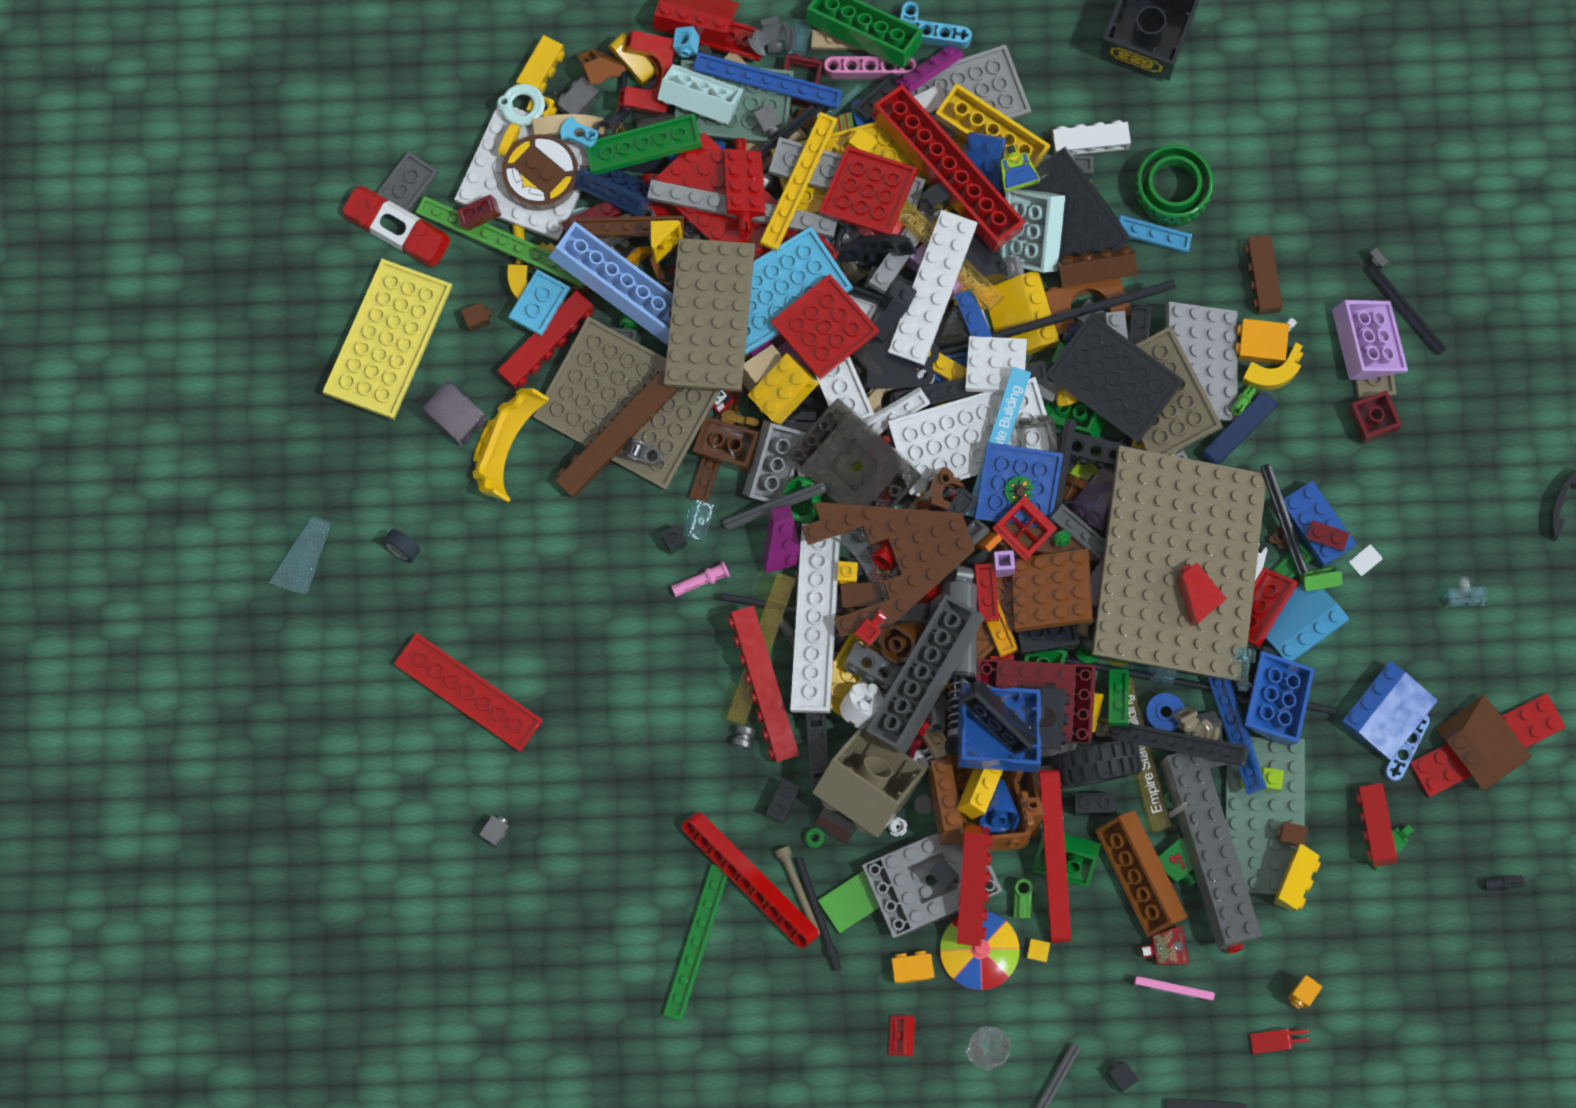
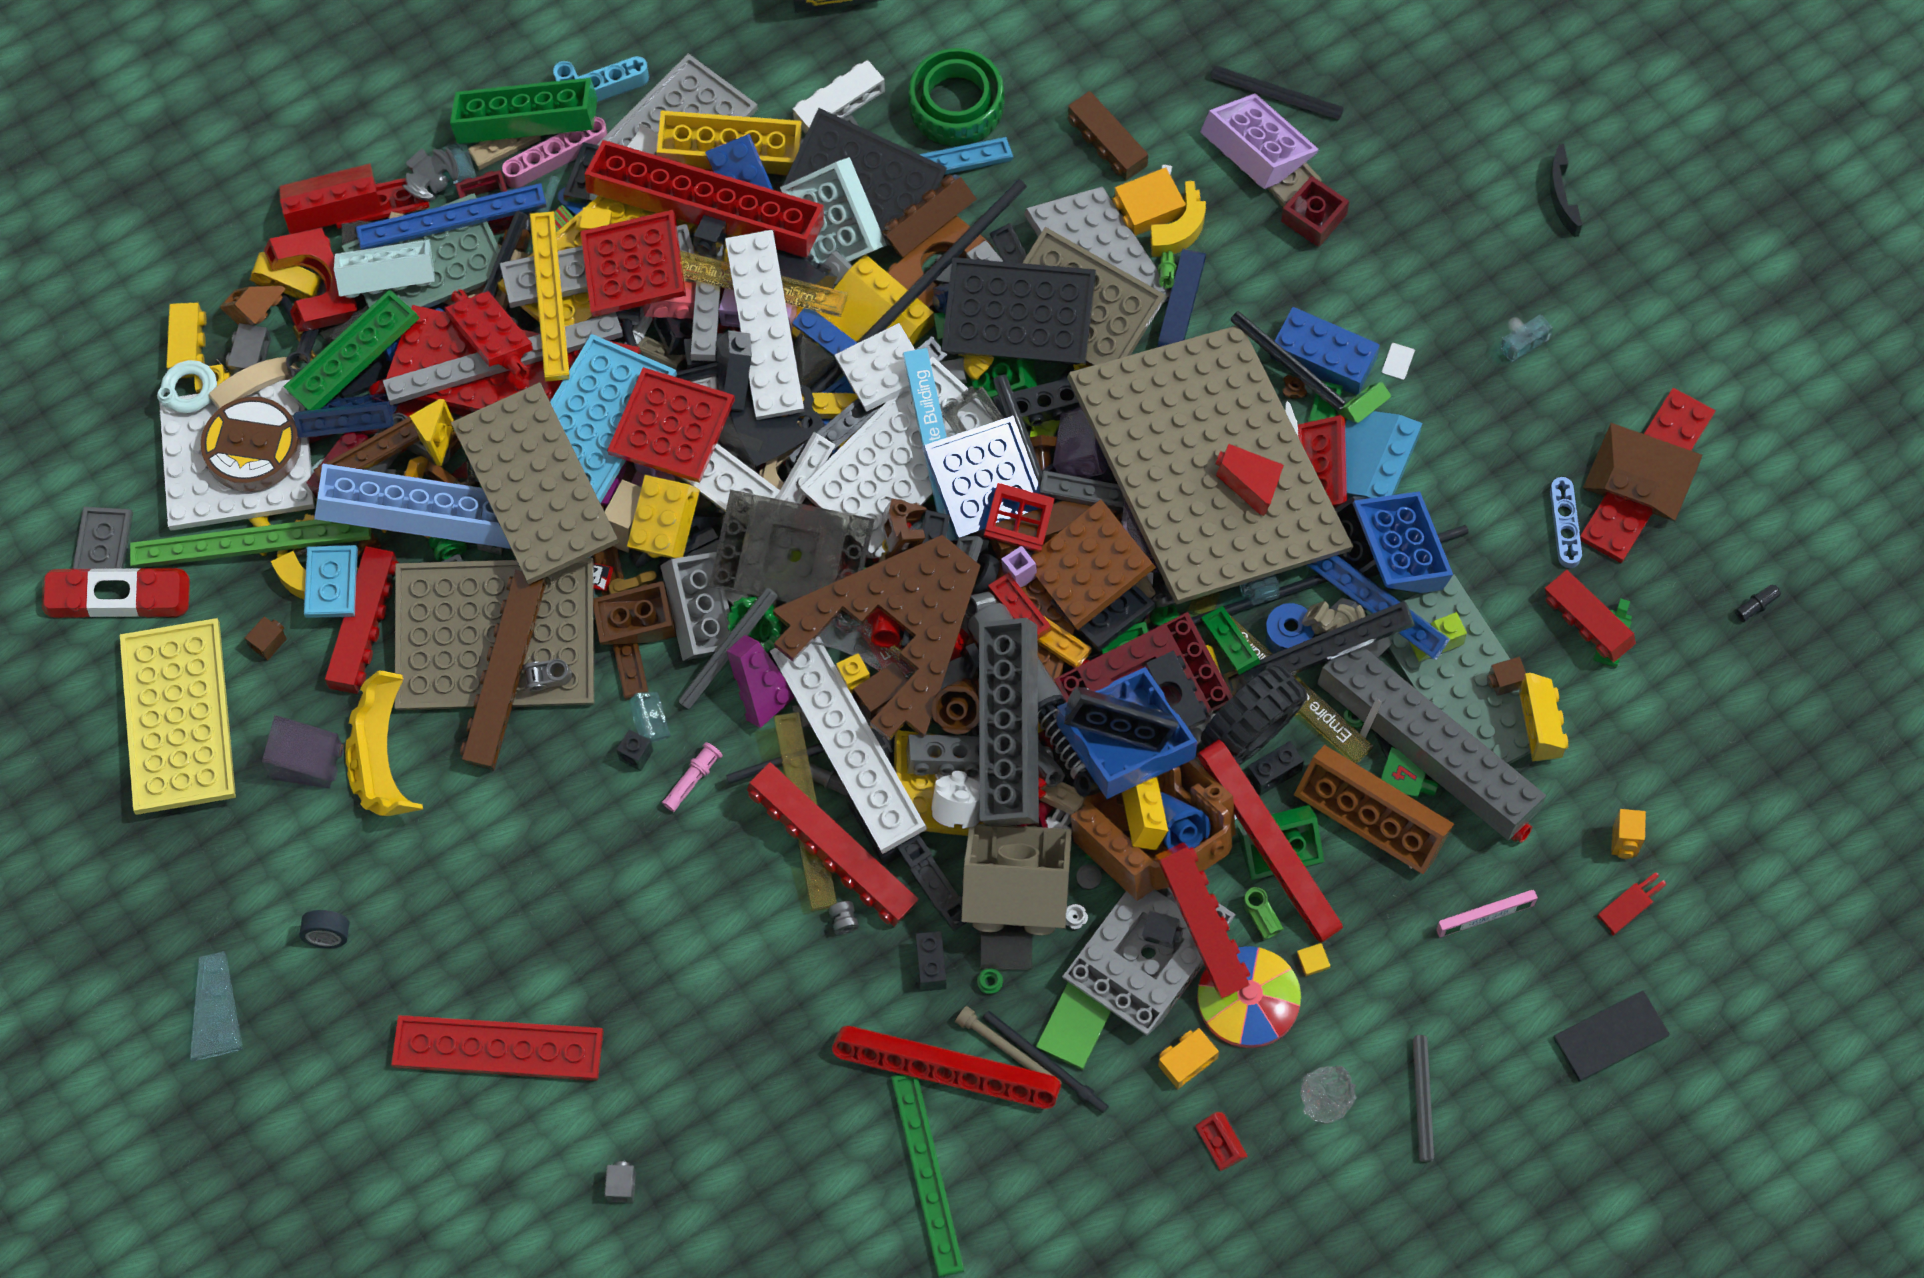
camera: 30 degrees left, 10 degrees down
(479, 212) = (205, 521): dark red piece -> none
(509, 139) = (194, 428): yellow beam -> none
(570, 126) = (257, 377): medium azure piece -> none
(686, 41) = (336, 224): medium azure brick -> none
(767, 120) = (476, 255): flat silver brick -> none
(869, 629) = (917, 710): red plate -> none
(877, 243) = (677, 311): black slope -> none
(930, 68) = (623, 114): magenta plate -> none
(988, 542) = (989, 552): orange tile -> none
(1017, 170) = (782, 159): torso -> none
(1017, 488) = (985, 480): piece -> none
(1062, 538) = (1066, 506): green plate -> none
(1122, 1076) = (1491, 1039): black brick -> none
(1168, 948) = (1452, 873): torso -> none
(1247, 656) = (1343, 518): clear light blue hinge -> none
(1327, 536) = (1345, 351): dark red plate -> none
(1378, 258) = (1216, 56): flat silver plate -> none
(1389, 711) = (1524, 495): slope -> none

